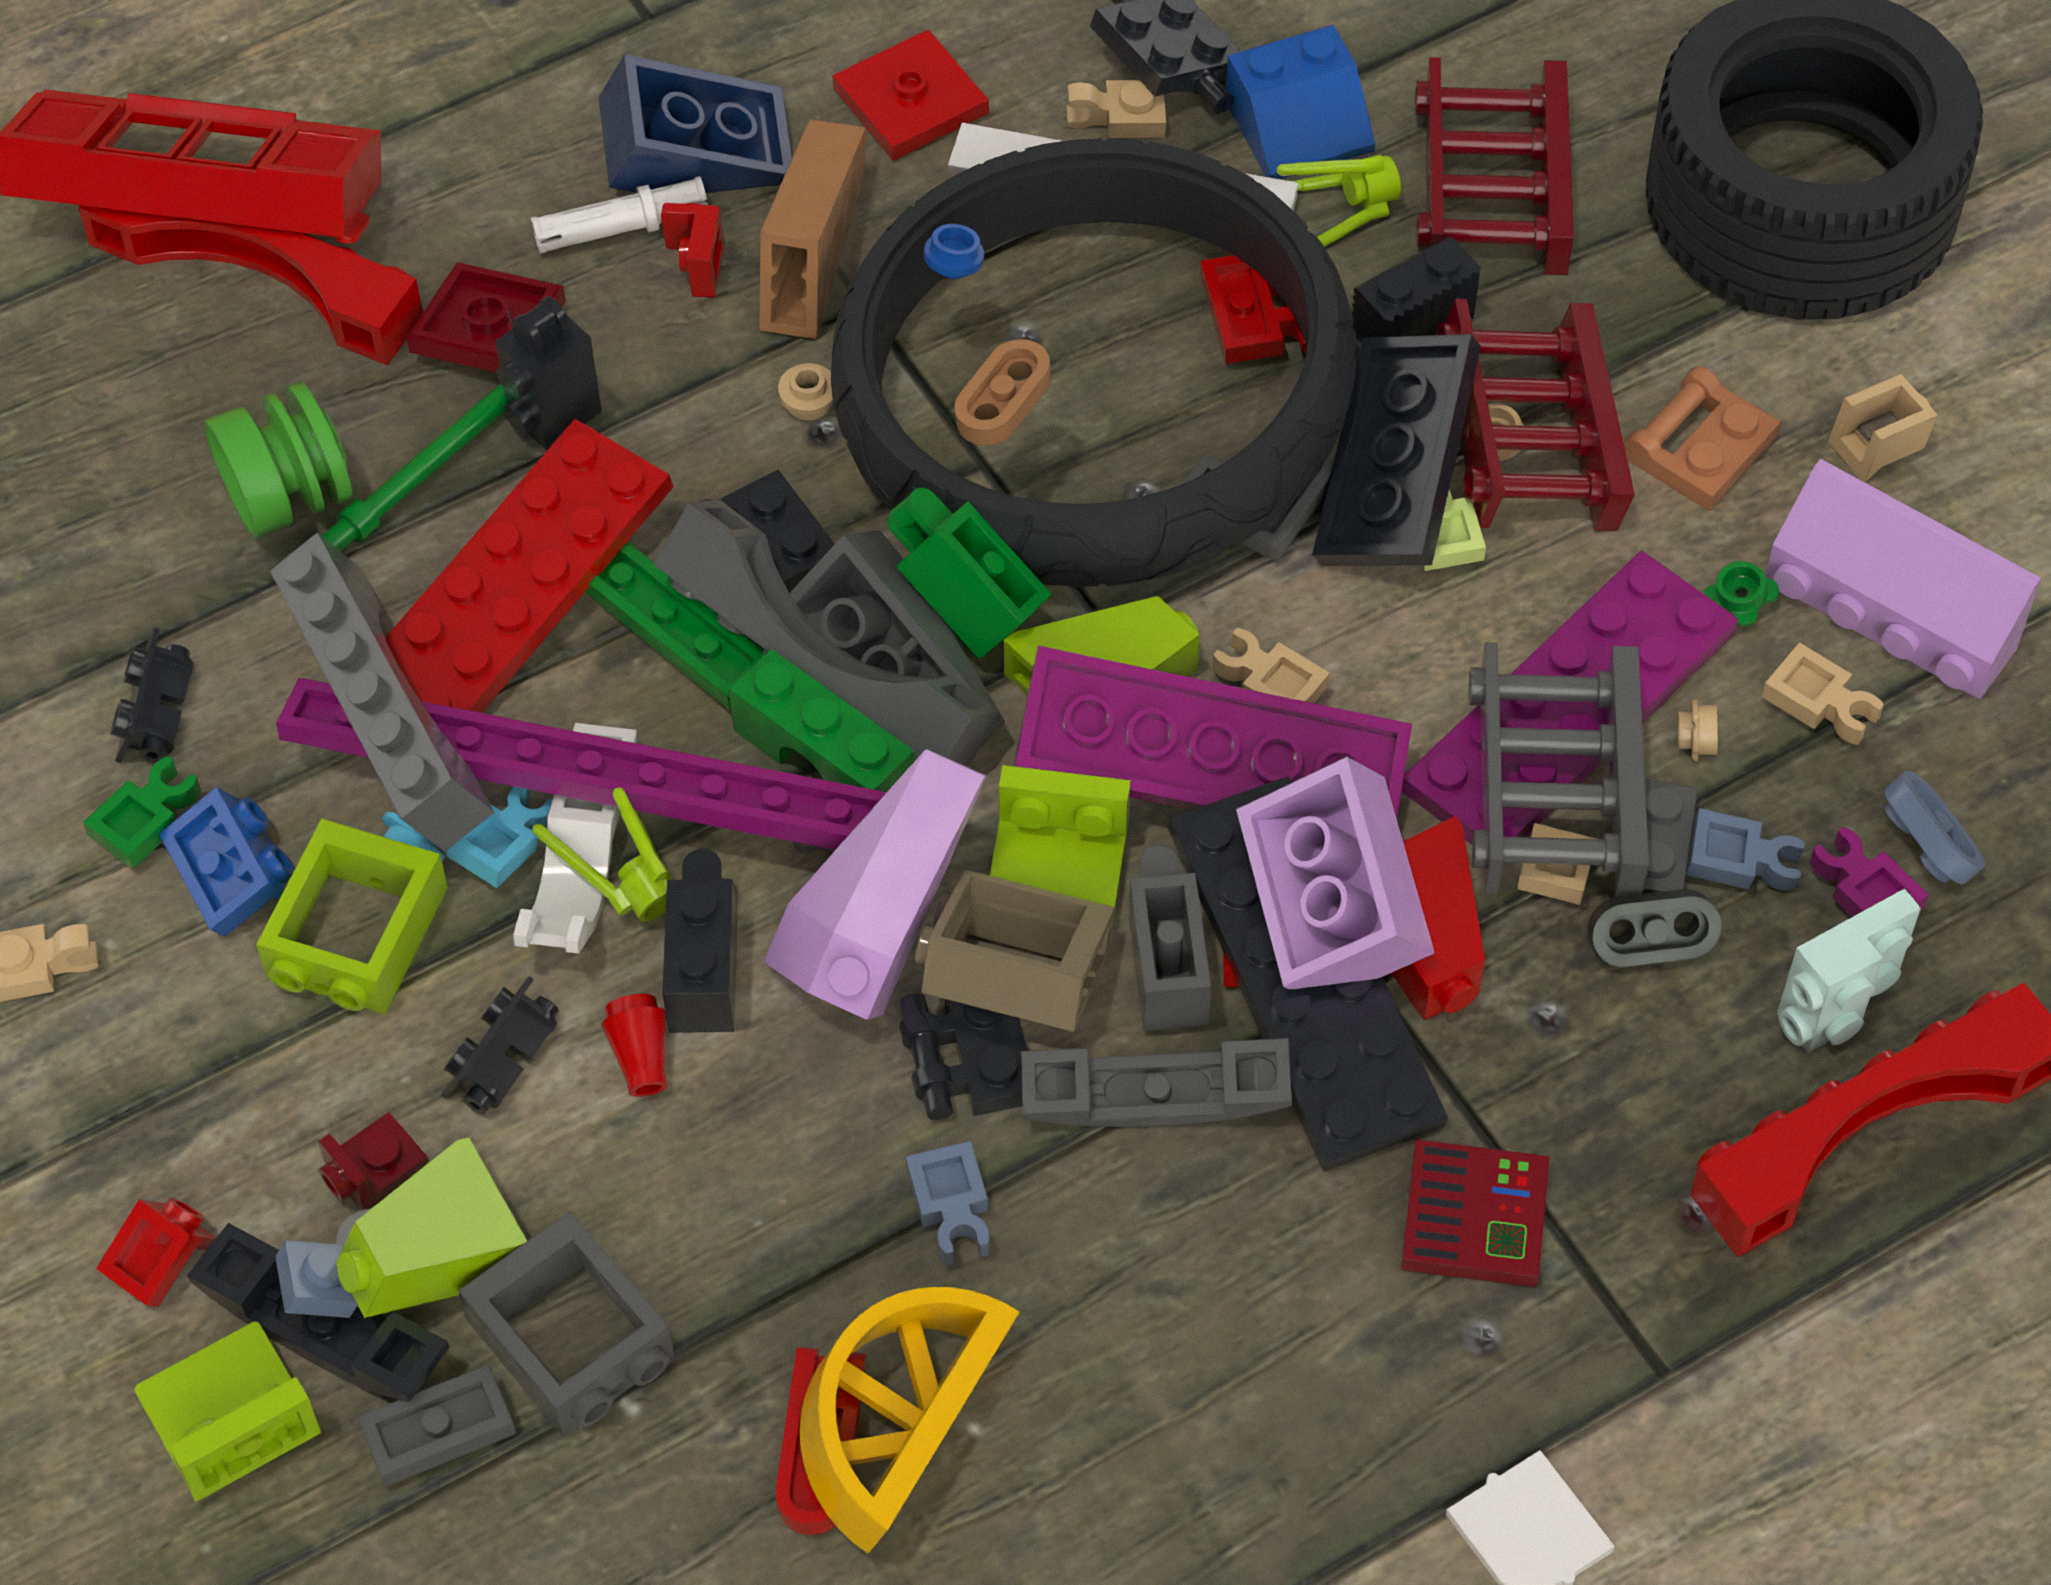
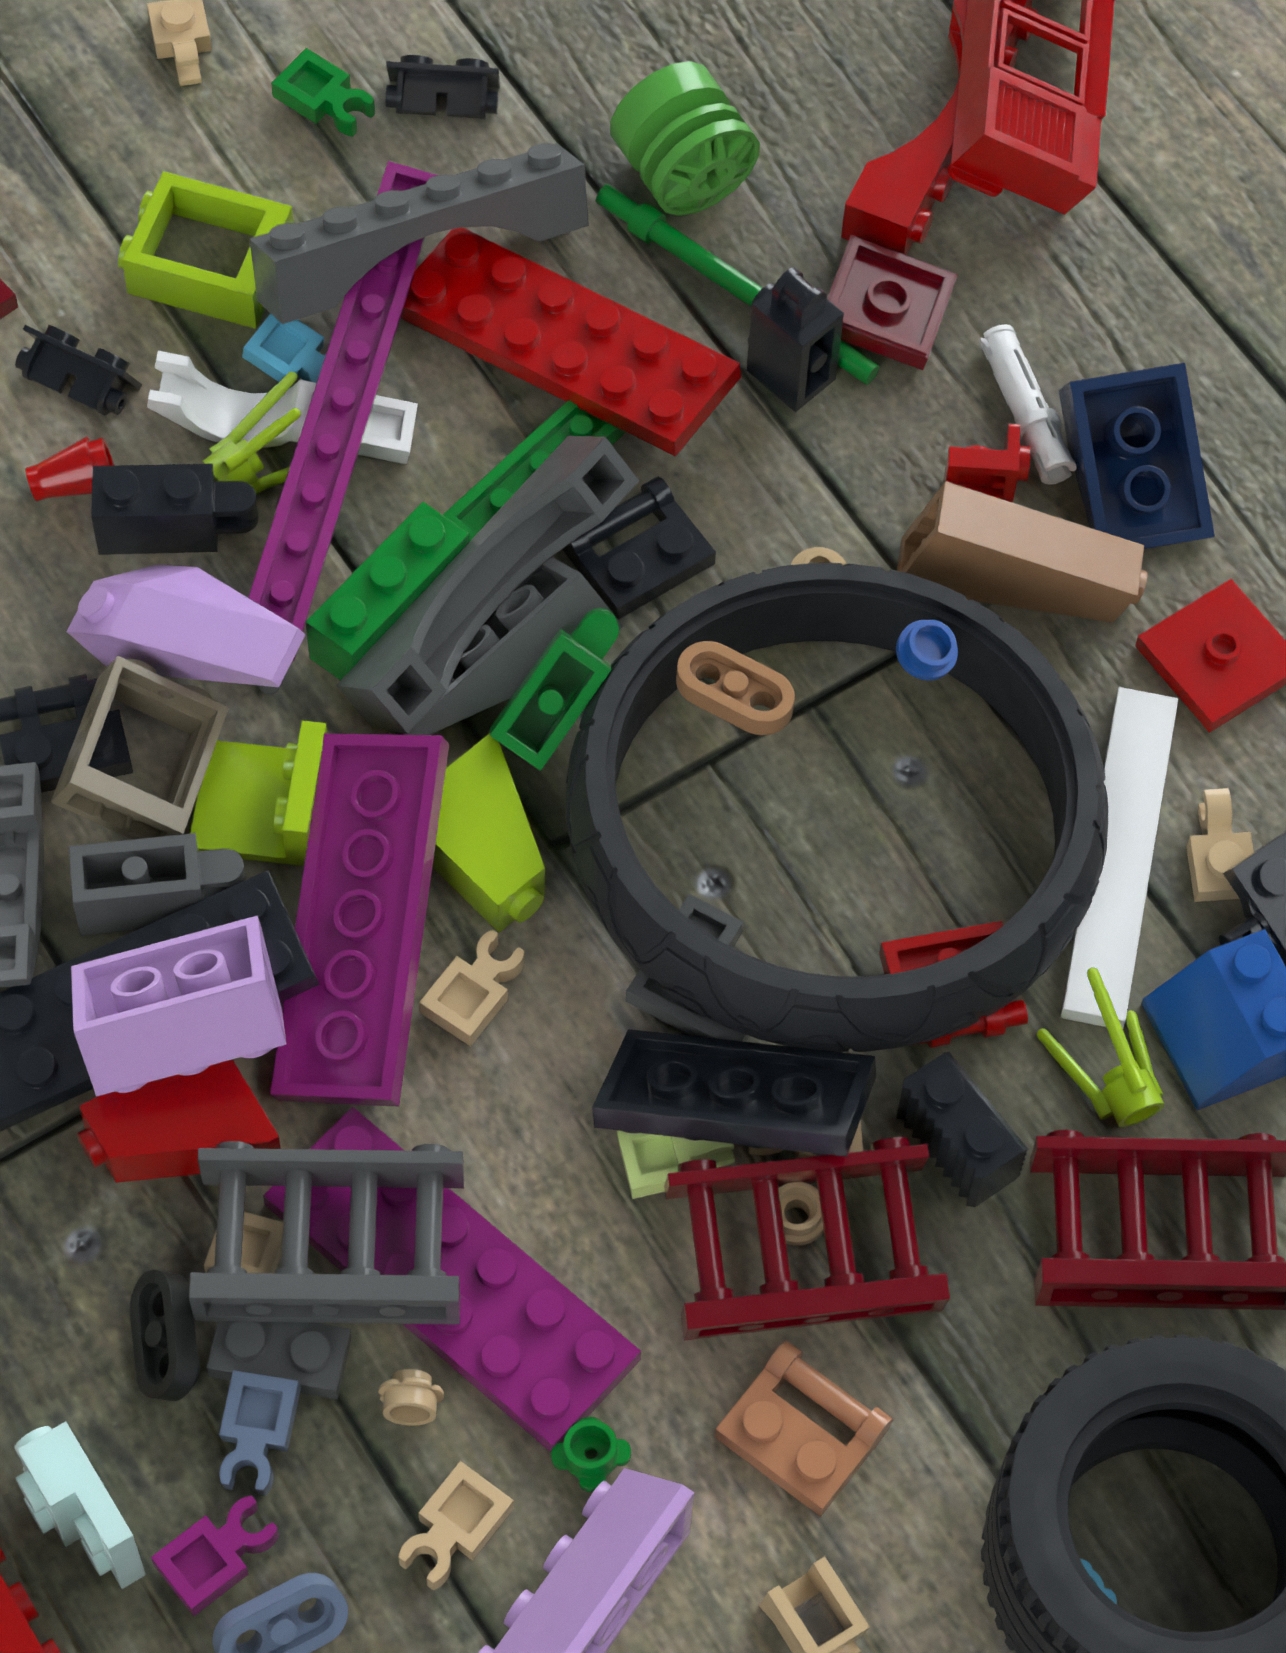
camera: 85 degrees right, 5 degrees up
(227, 858) = (275, 157): blue bracket -> none

